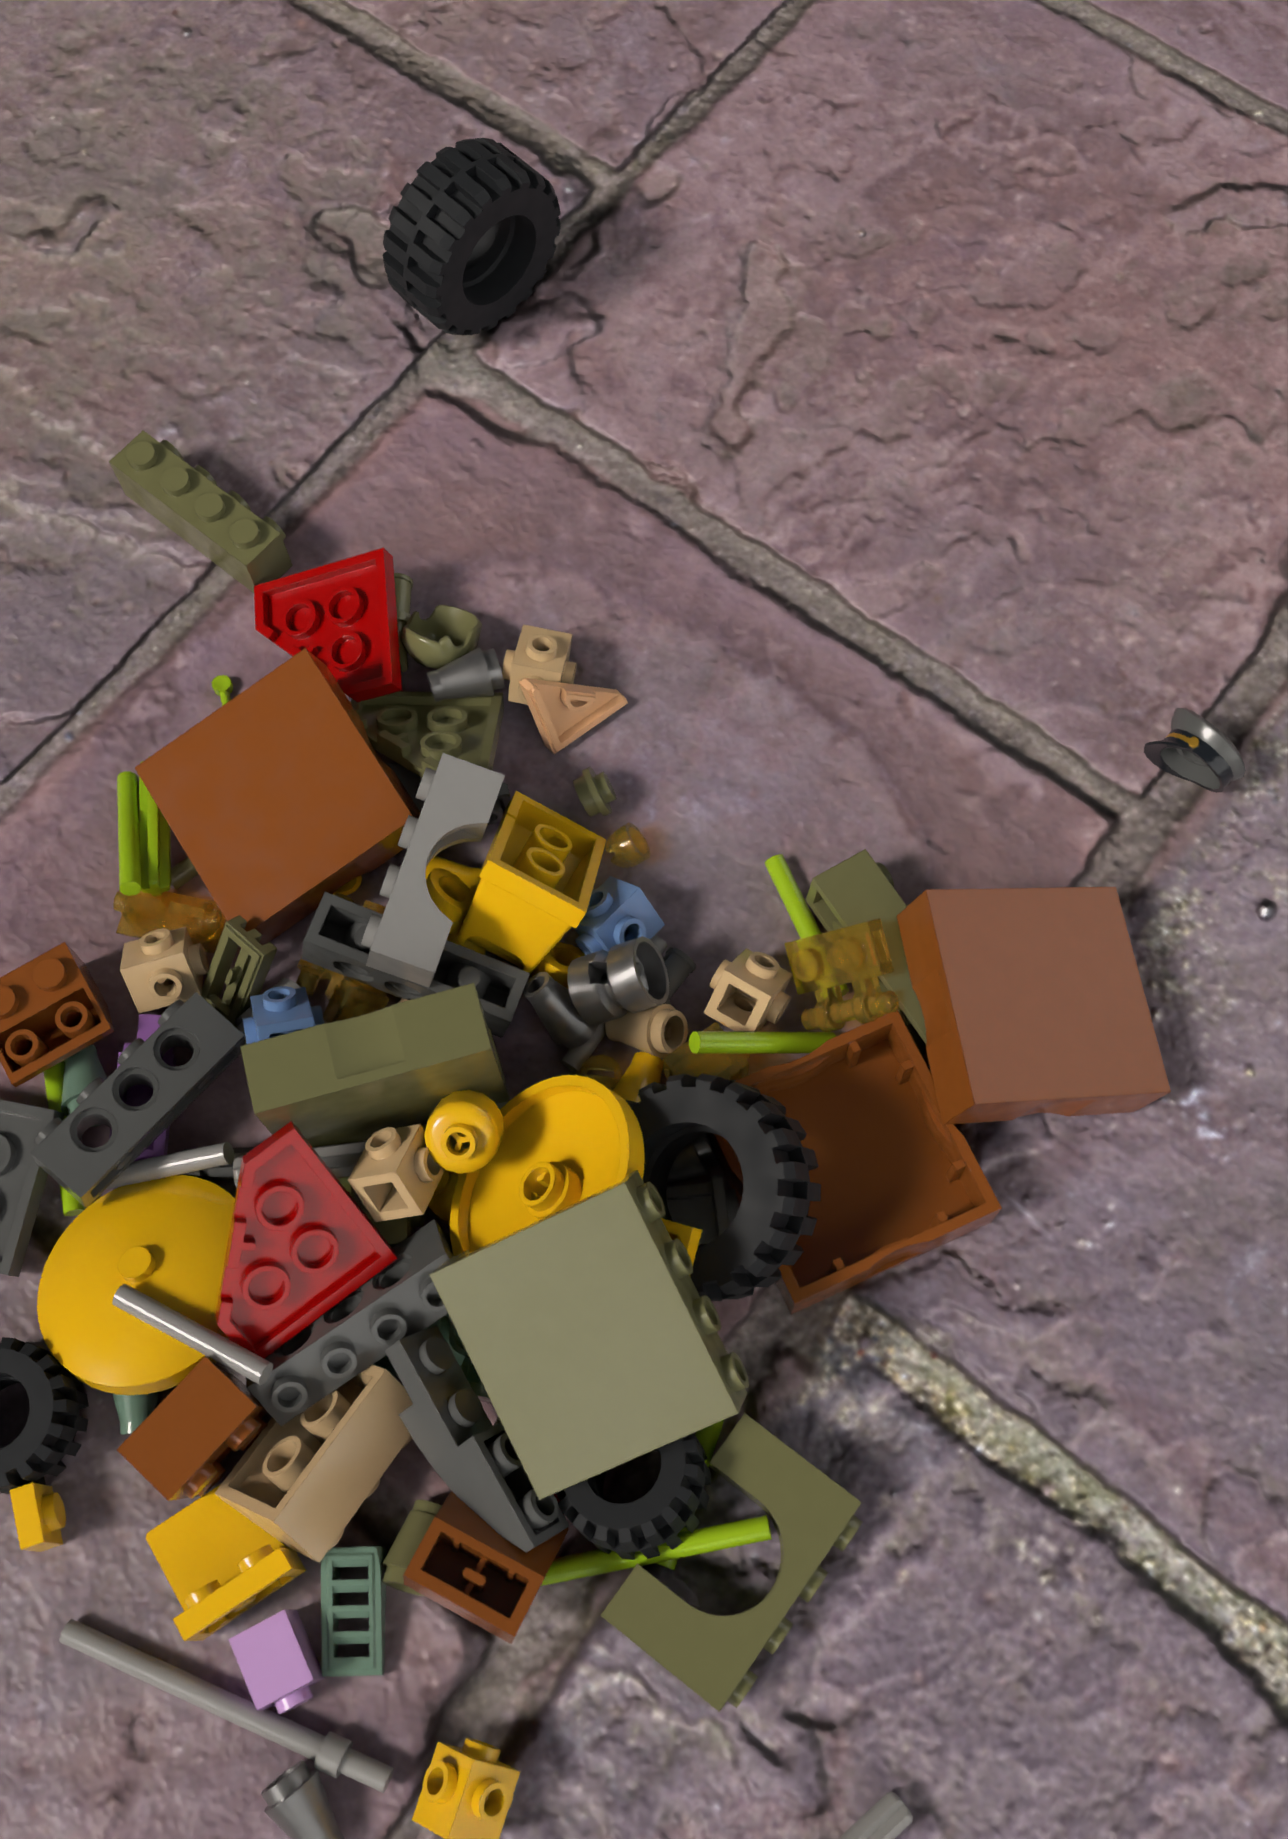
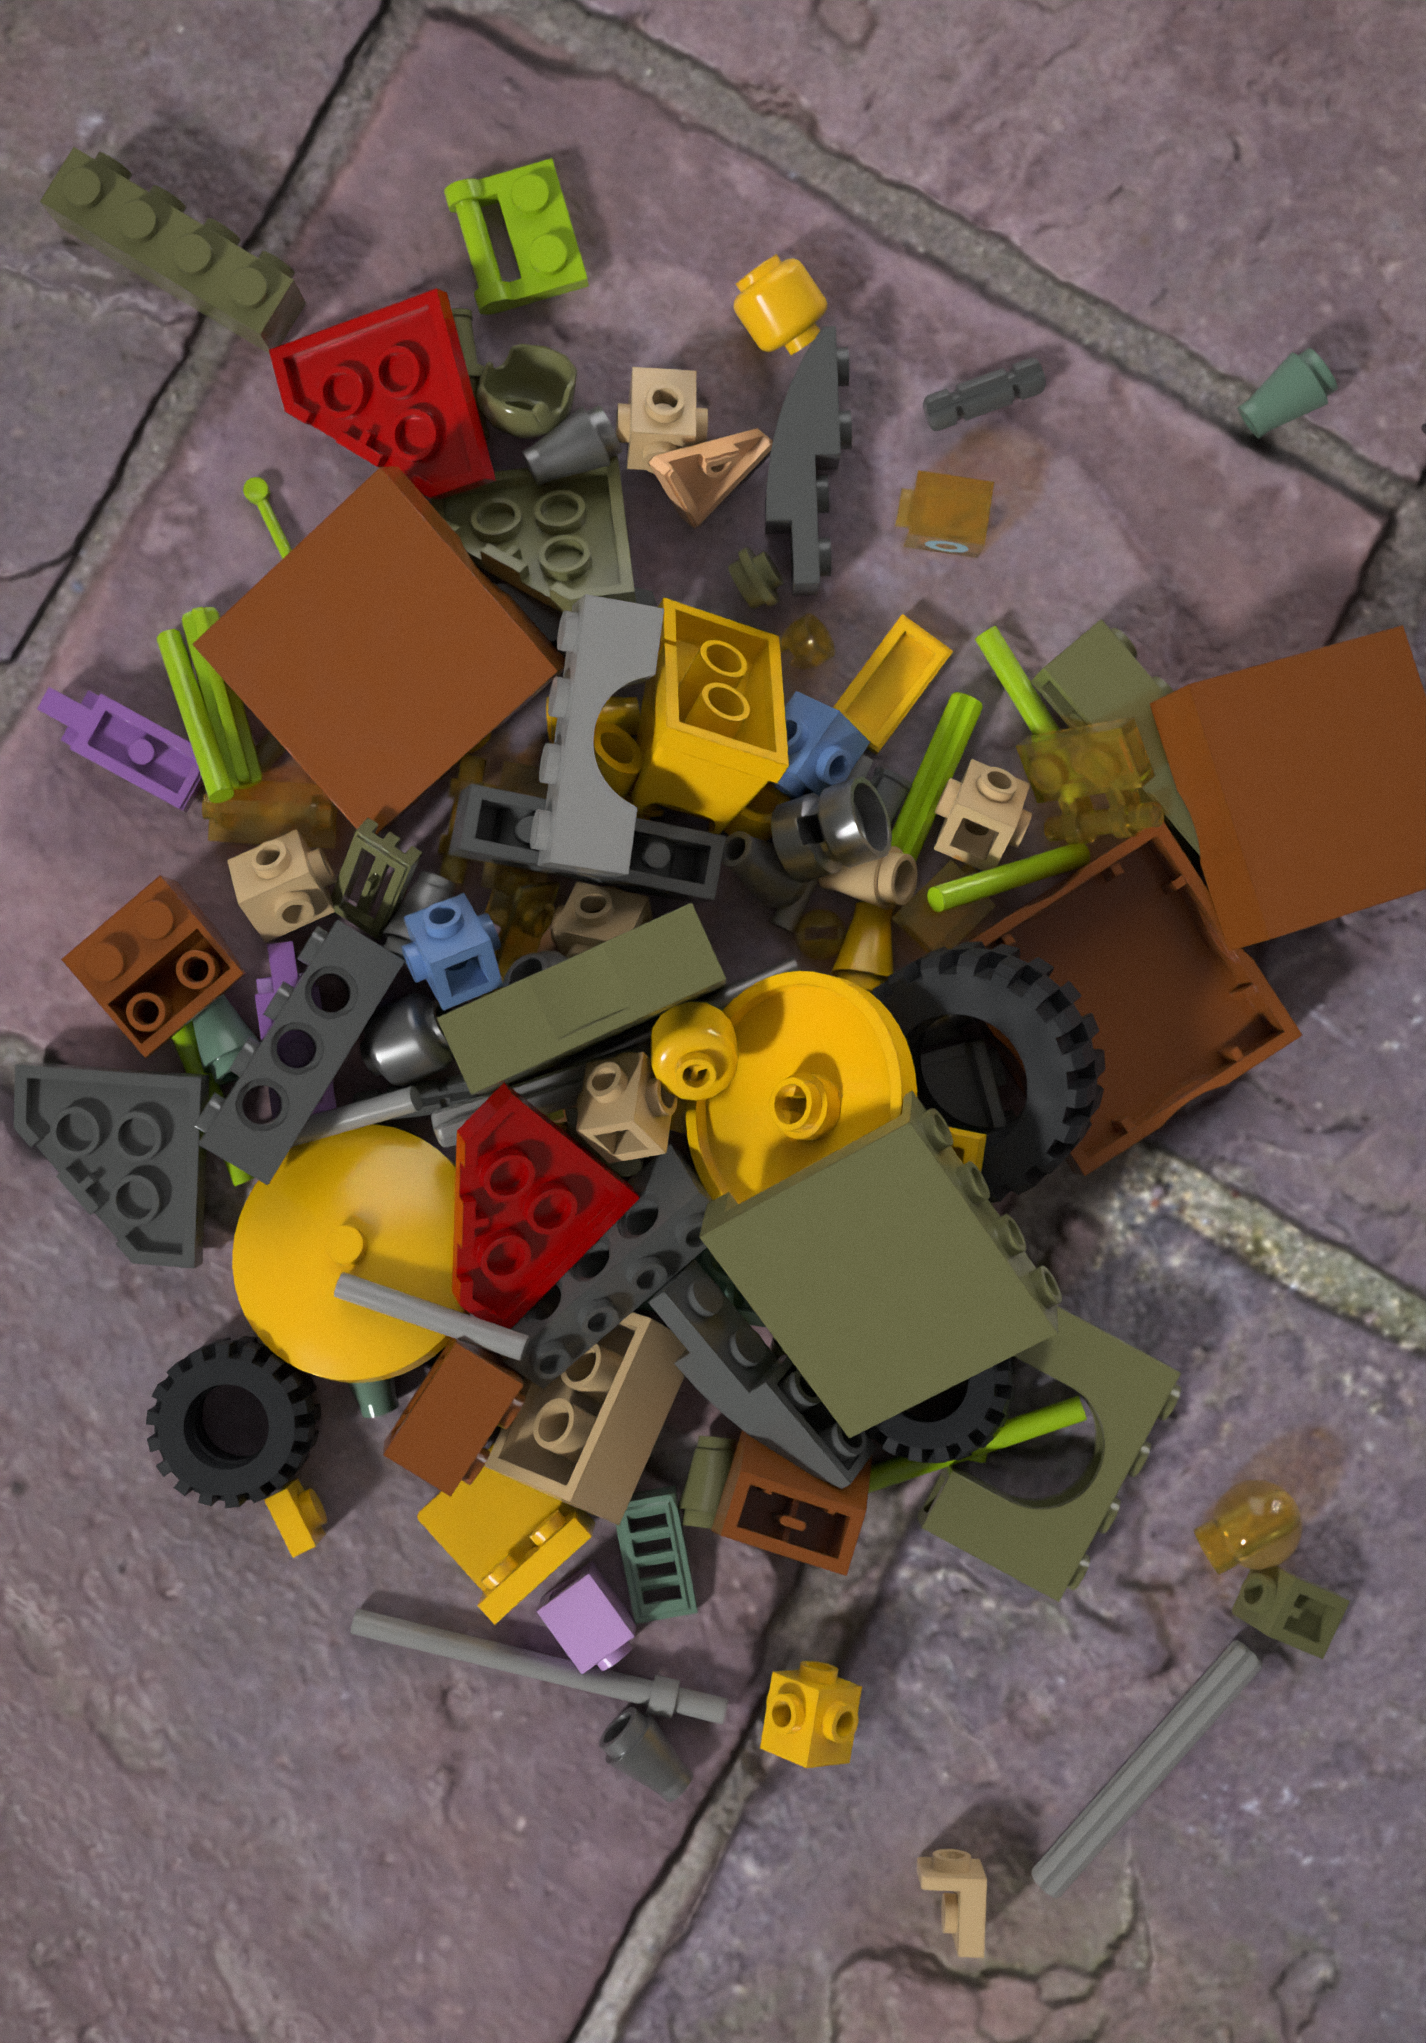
camera: 15 degrees left, 20 degrees up
(70, 850) = (128, 745): none -> medium lavender hinge
(228, 1113) = (406, 1040): none -> flat silver head
(474, 537) = (537, 231): none -> lime plate
(645, 707) = (808, 440): none -> dark grey slope
(646, 602) = (780, 305): none -> yellow head
(693, 887) = (892, 681): none -> yellow tile
(726, 945) = (934, 772): none -> lime axle
(753, 764) = (945, 513): none -> clear yellow brick
(797, 686) = (984, 394): none -> dark grey axle
(914, 1672) = (1251, 1527): none -> clear yellow piece
(946, 1763) = (1290, 1609): none -> olive bracket
(1040, 712) = (1289, 392): none -> sand green cone

